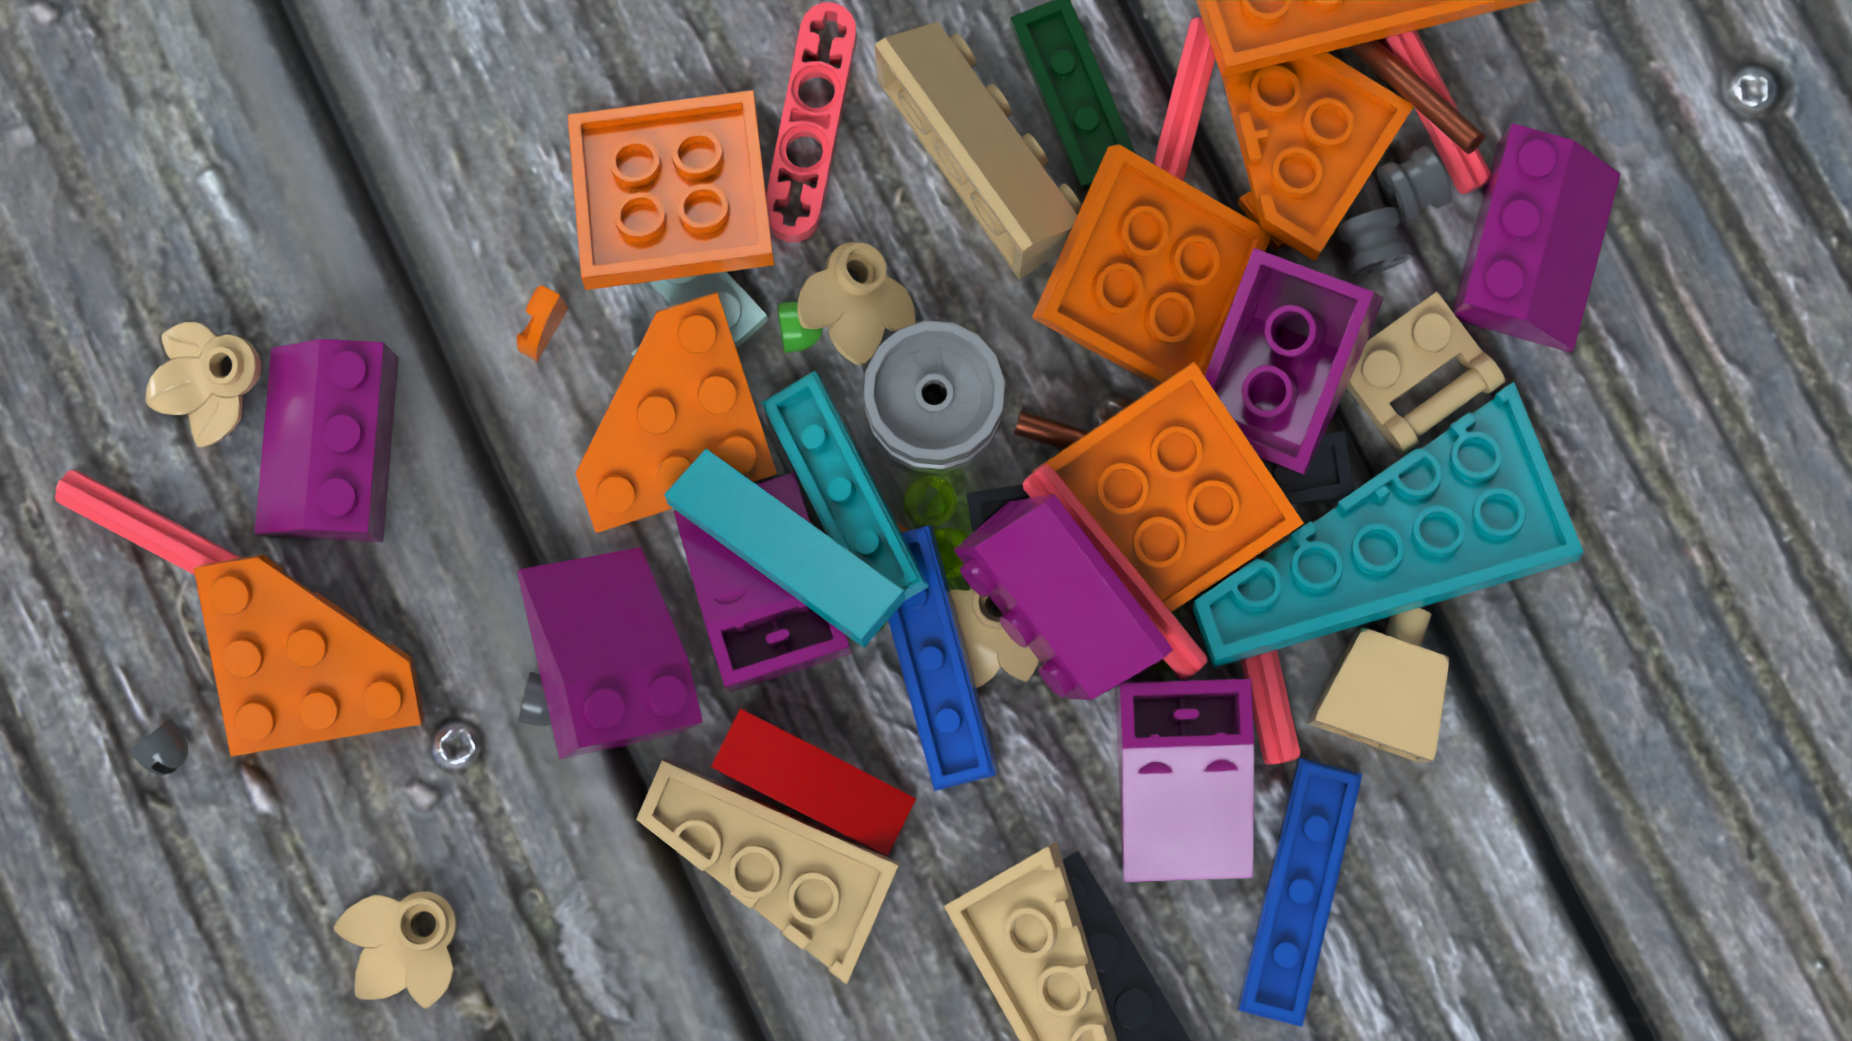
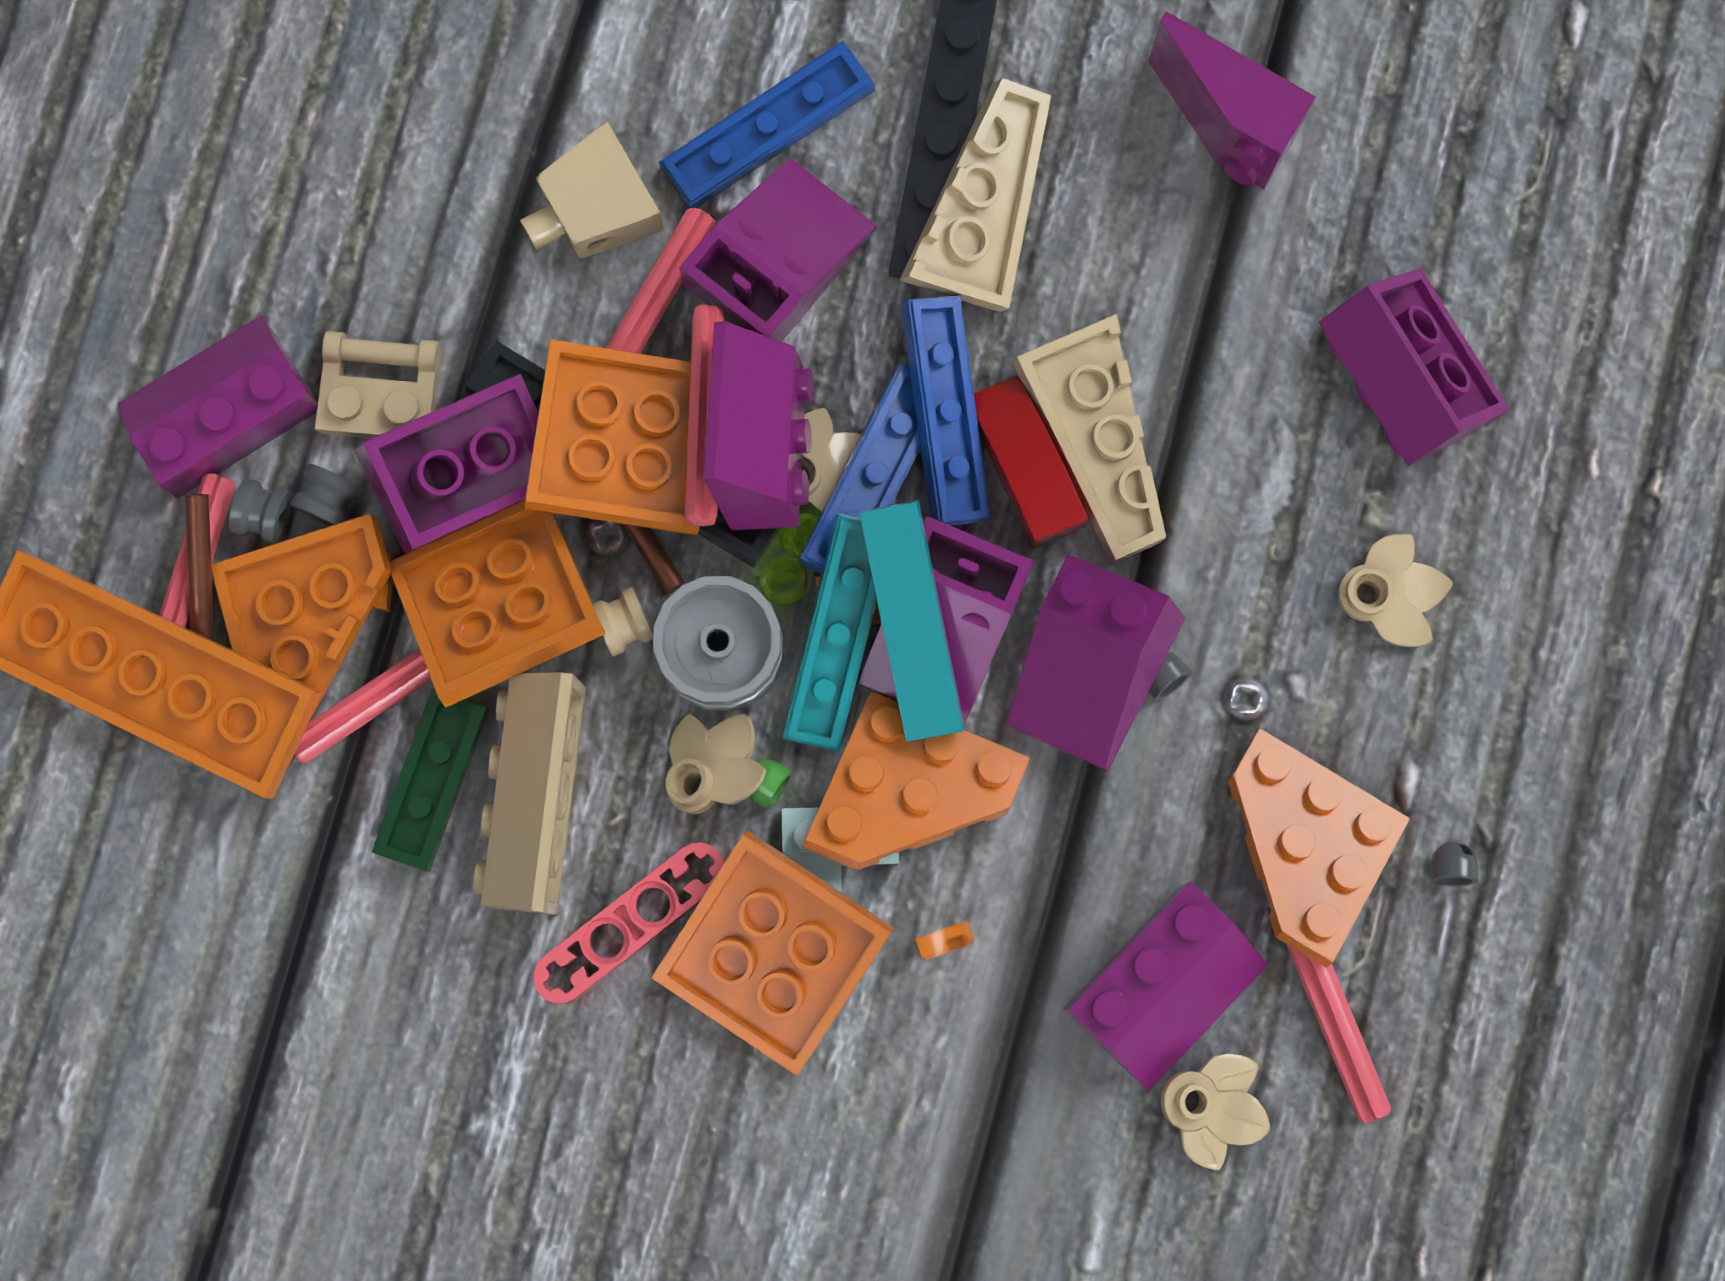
camera: 140 degrees left, 0 degrees up
(919, 765) = (946, 410): none -> blue tile
(1033, 352) = (623, 621): none -> tan wheel
(1423, 531) = (466, 273): teal wing -> none

